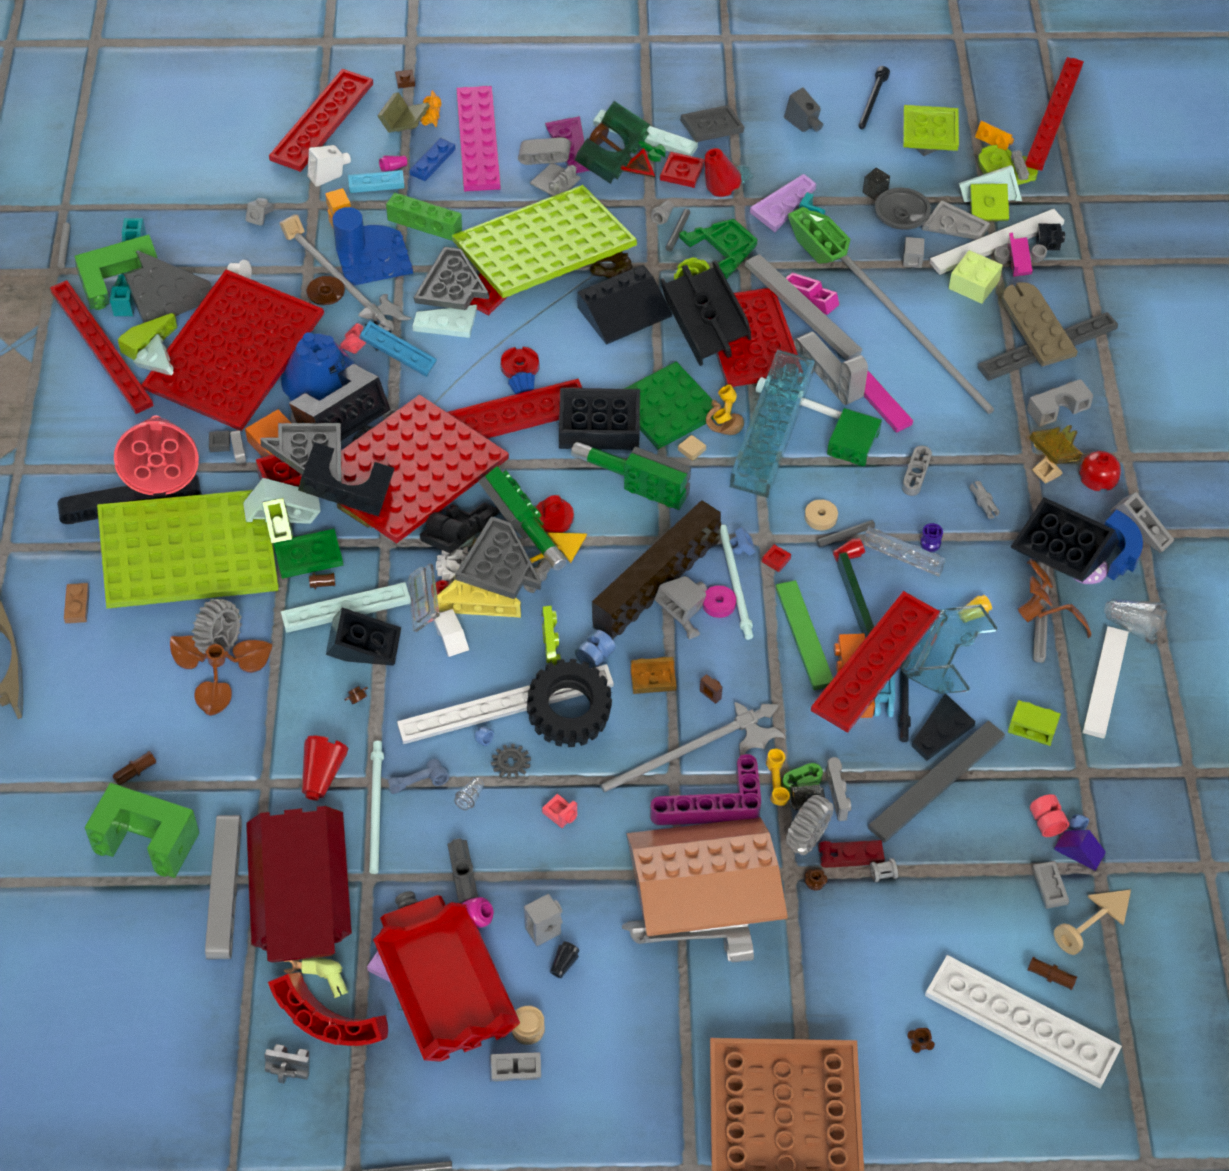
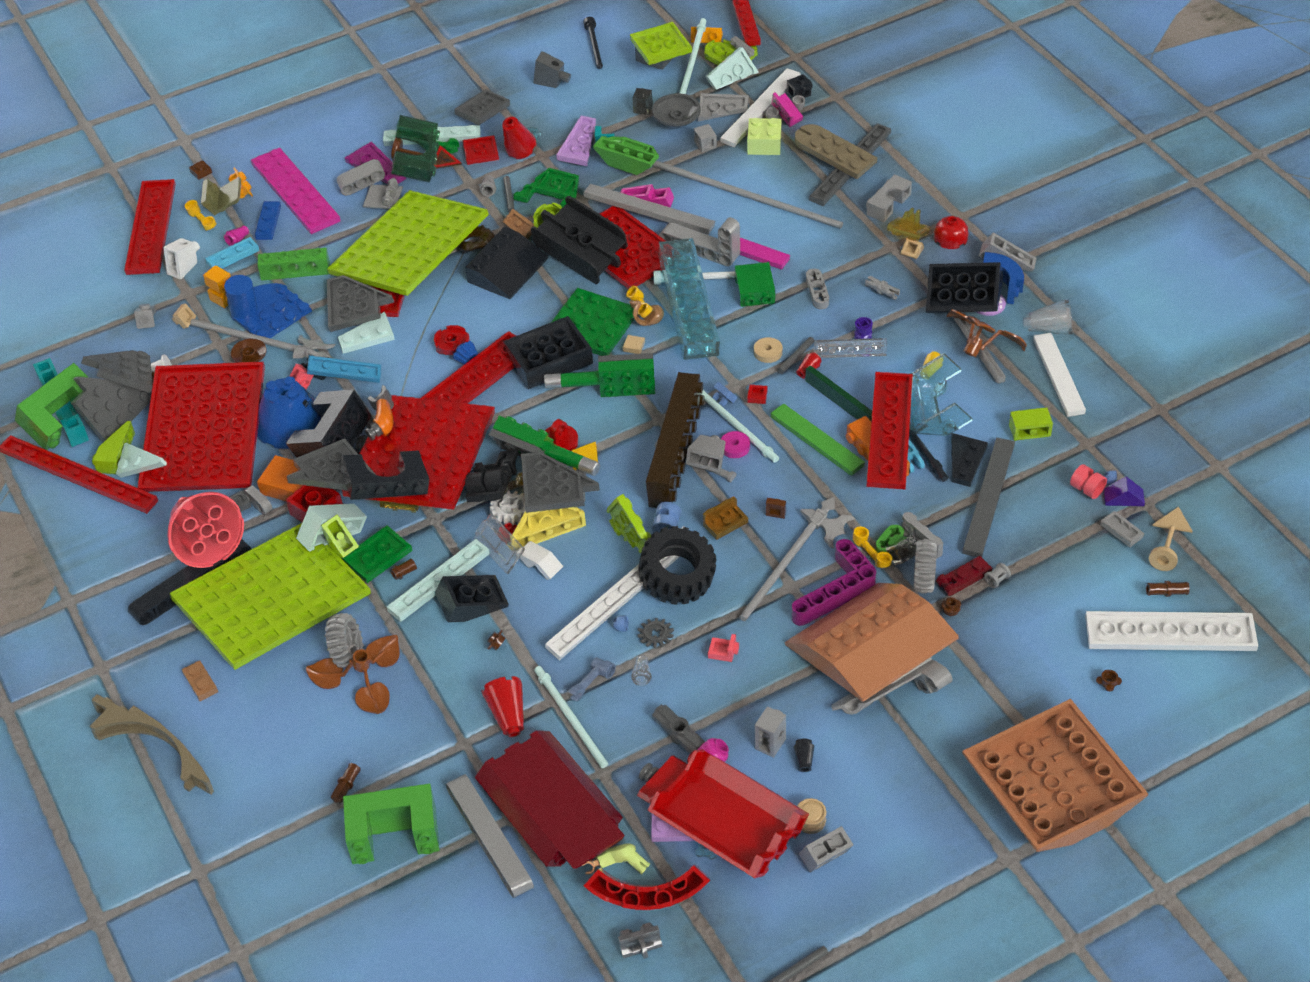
camera: 25 degrees left, 5 degrees down
(196, 258) = (123, 367): none -> dark grey wing
(372, 120) = (194, 210): none -> yellow bar
(391, 417) = (384, 419): none -> piece
(664, 265) = (518, 223): none -> medium nougat plate
(988, 127) = (700, 29): none -> light aqua bar
(990, 201) = (737, 80): lime plate -> none

